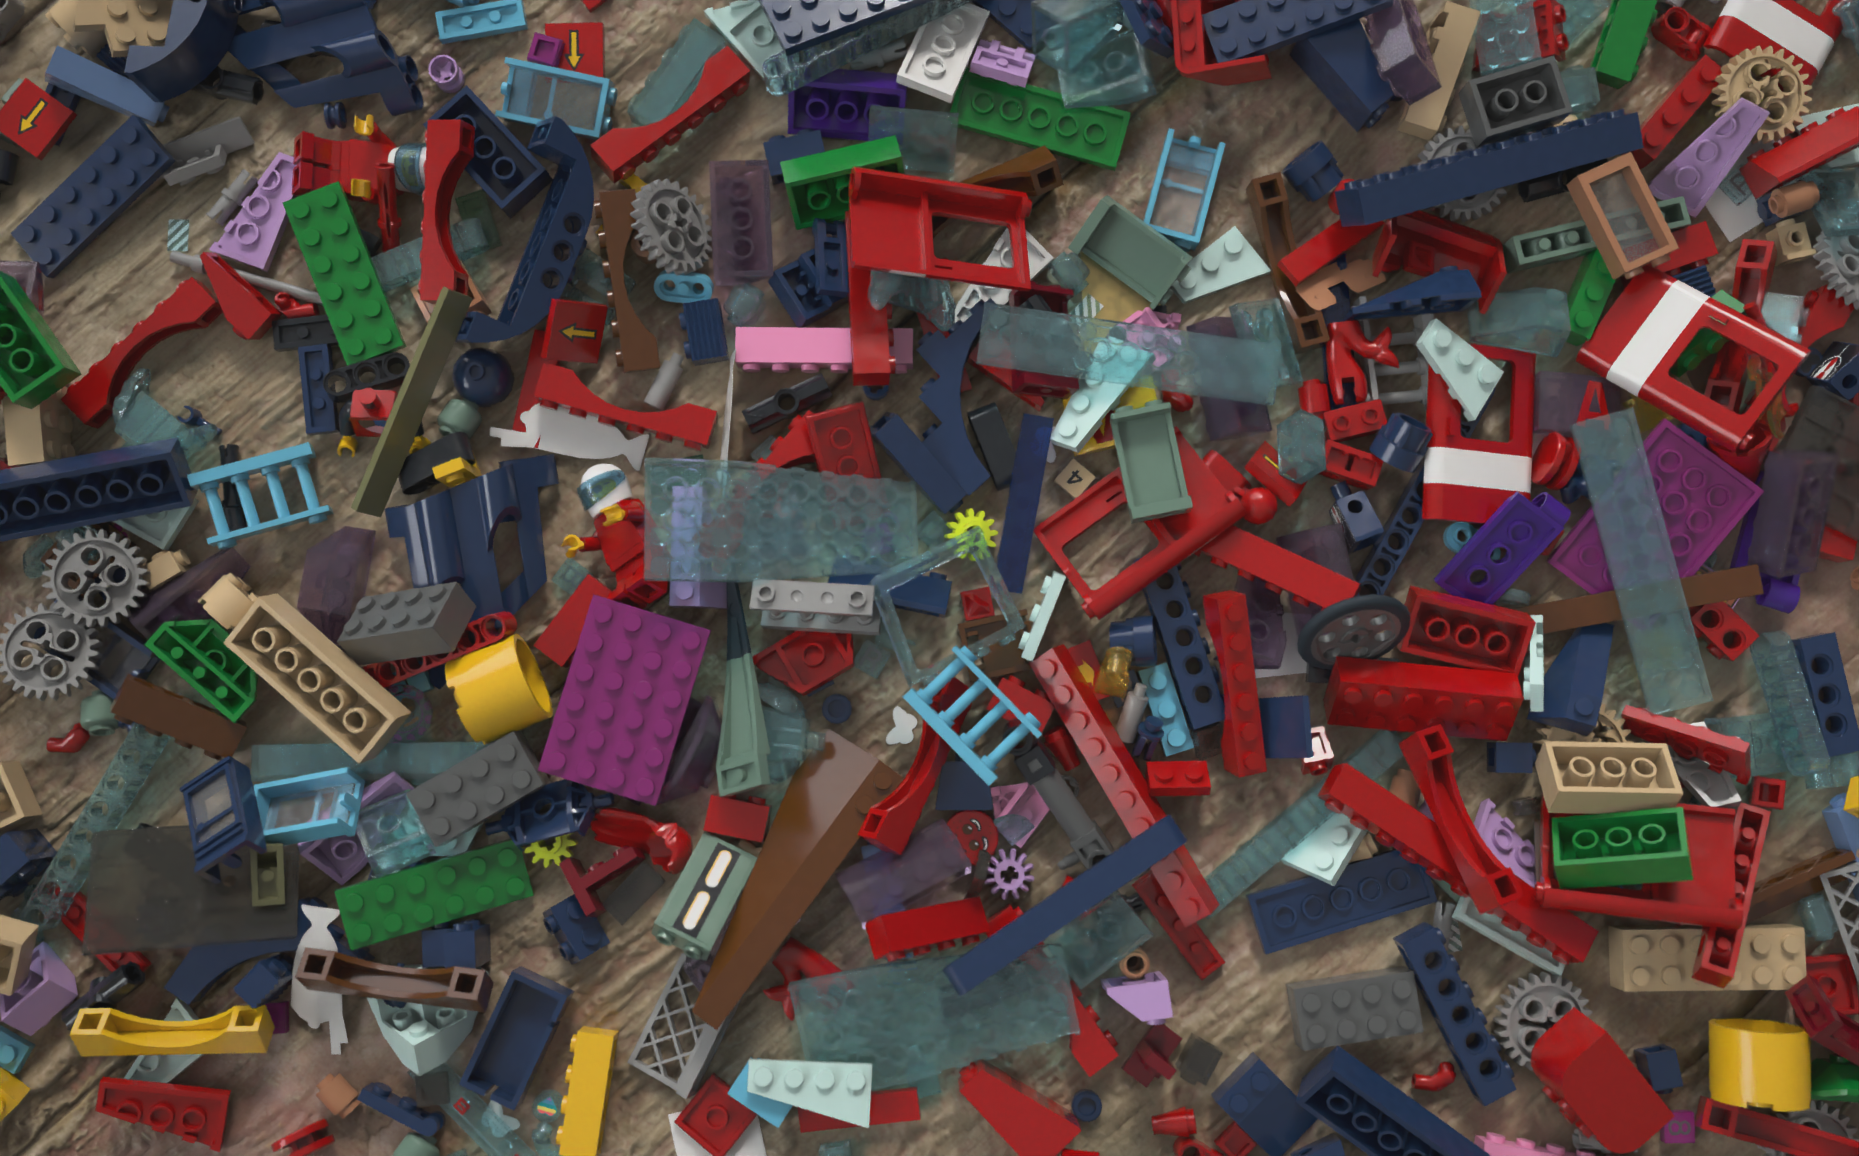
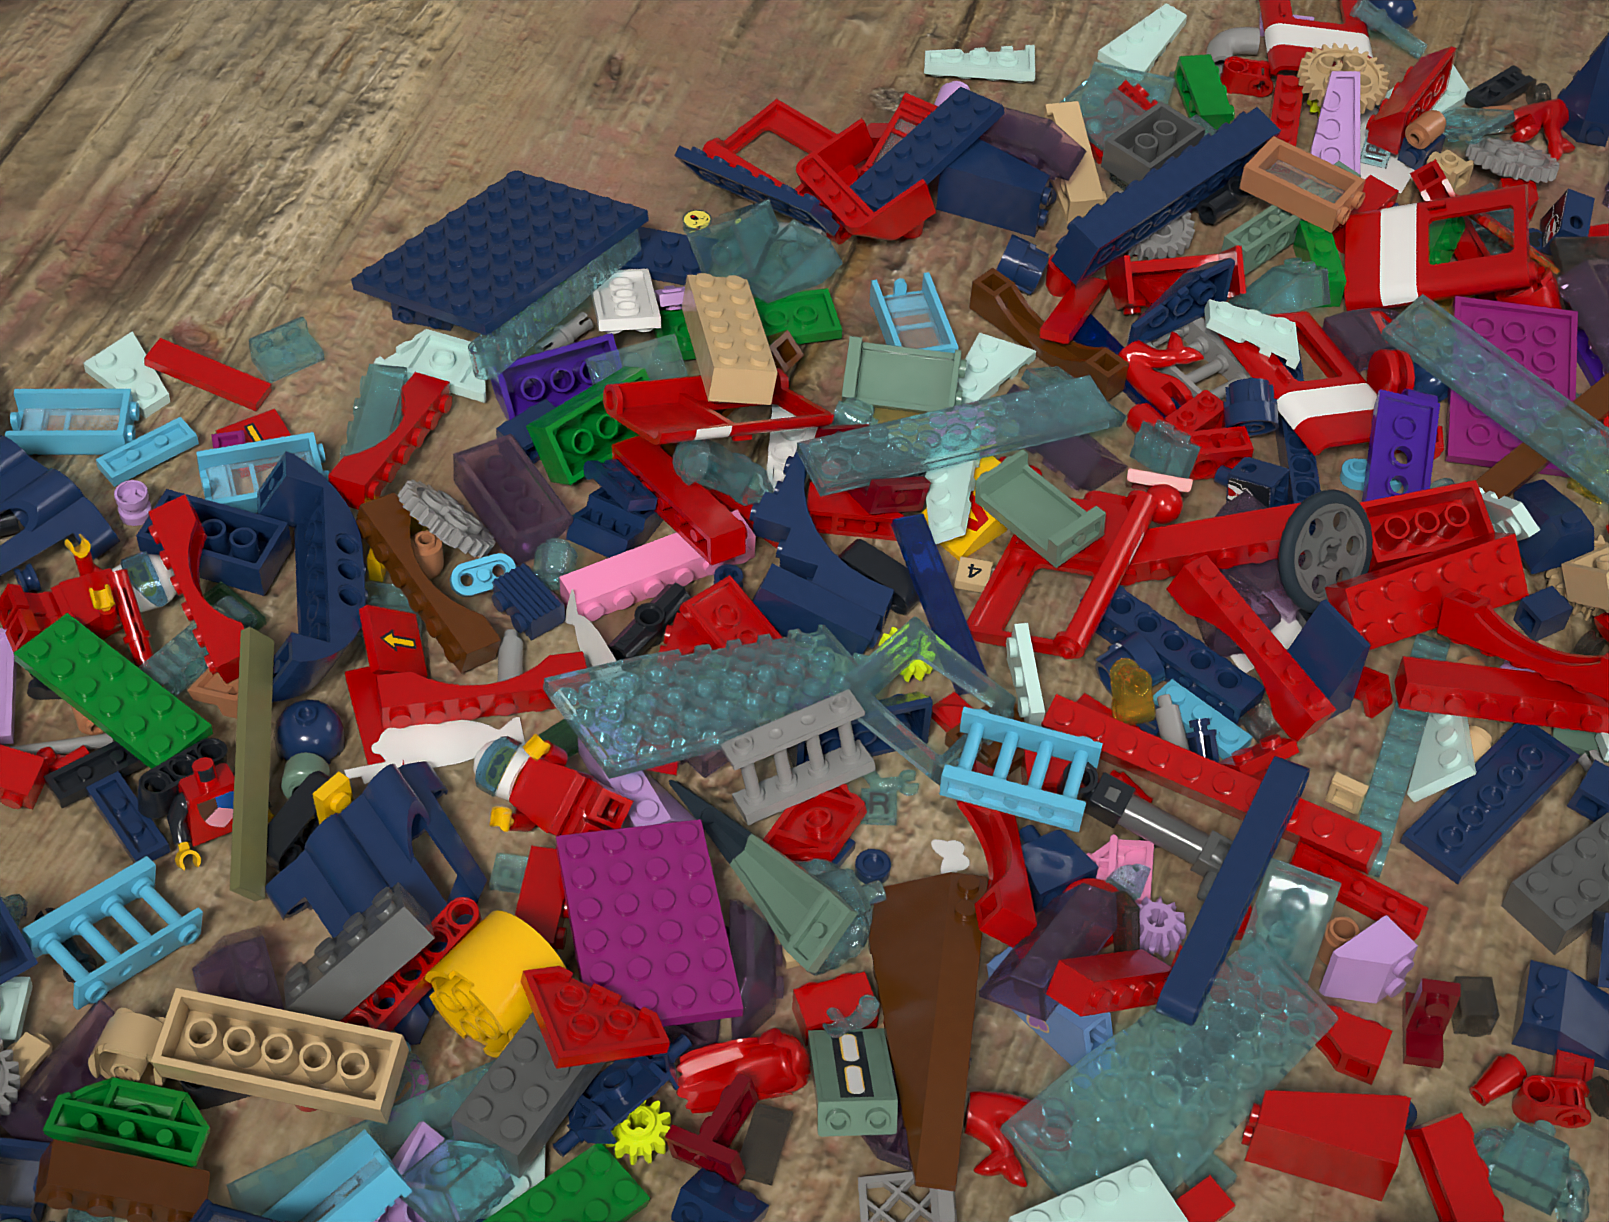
camera: 30 degrees left, 35 degrees down
(529, 774) = (589, 1022): none -> red plate
(723, 843) = (860, 1018): none -> clear light blue arm
(992, 155) = (728, 339): none -> tan brick
(1230, 837) = (1346, 793): none -> tan tile
(1356, 276) = (1089, 333): nougat piece -> none

